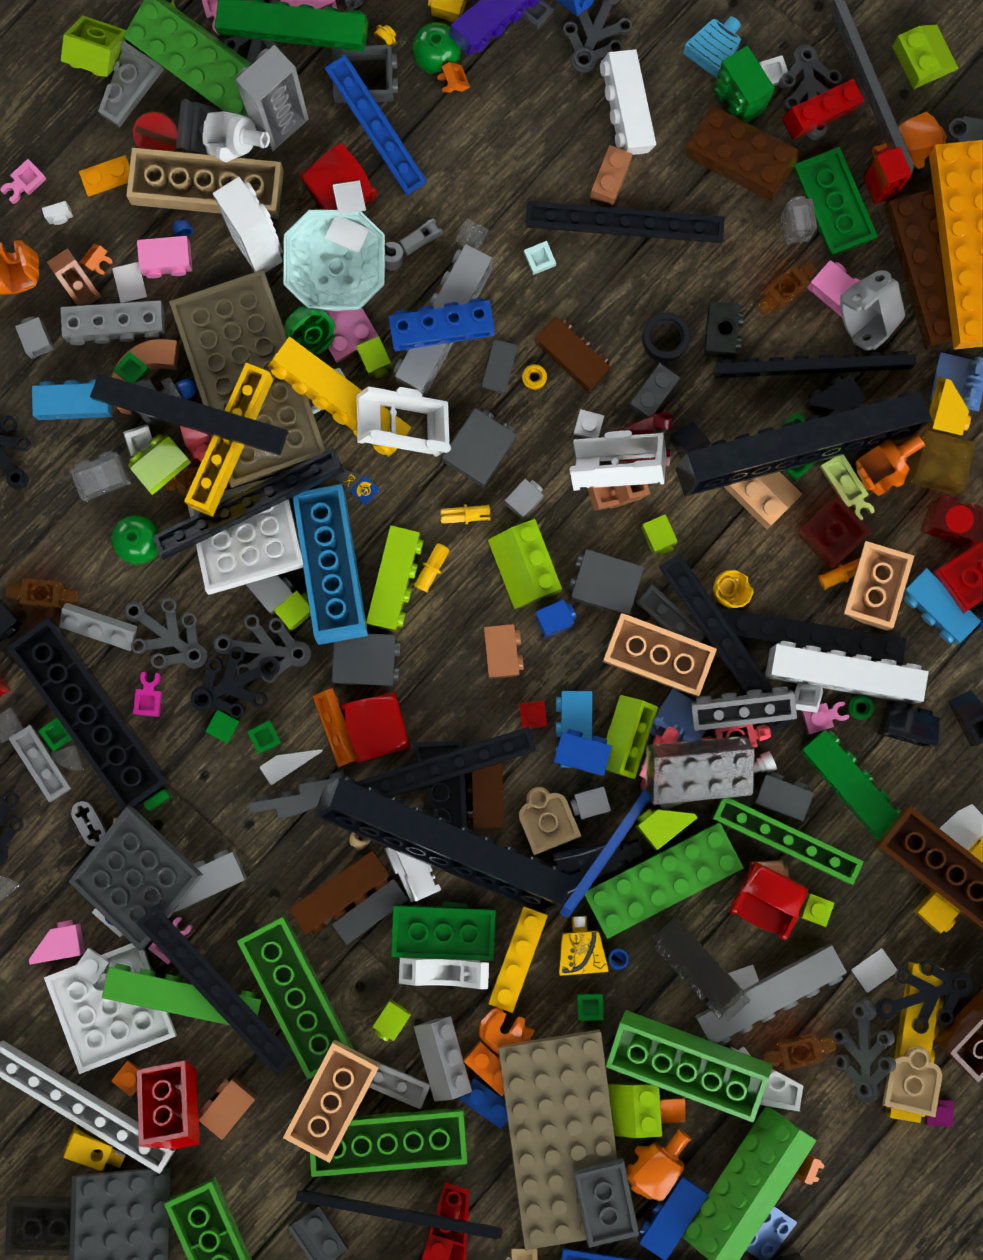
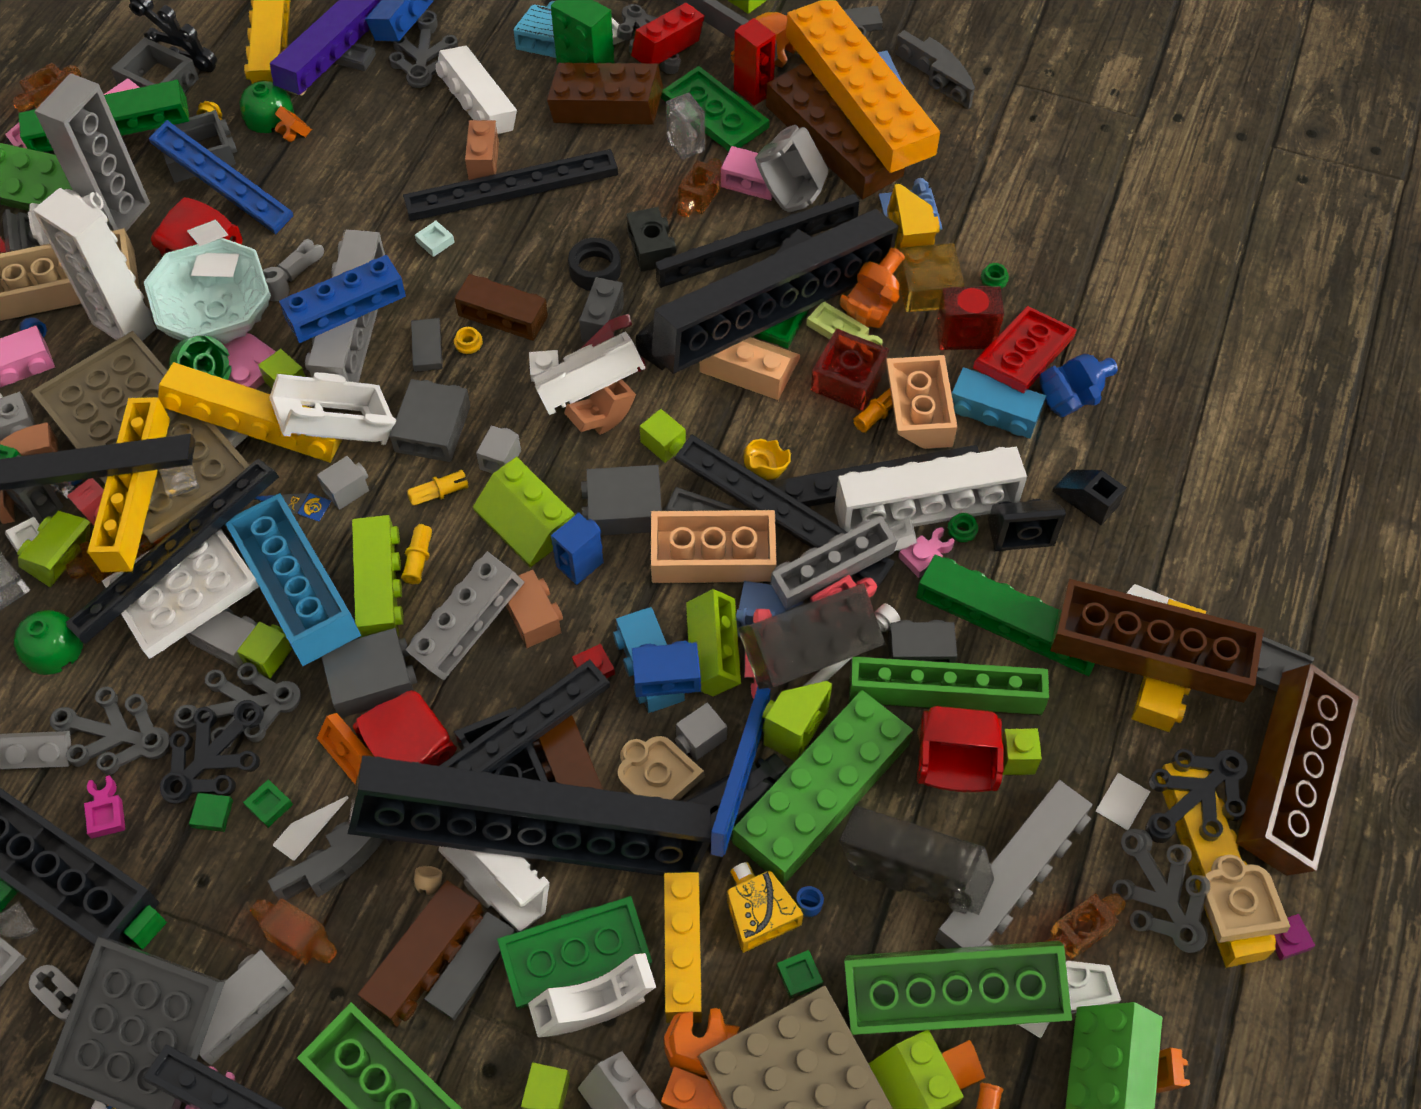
camera: 20 degrees left, 25 degrees down
(257, 842) = (293, 931): none -> clear orange piece
(394, 481) = (343, 482): none -> light grey brick
(450, 645) = (464, 615): none -> light grey brick

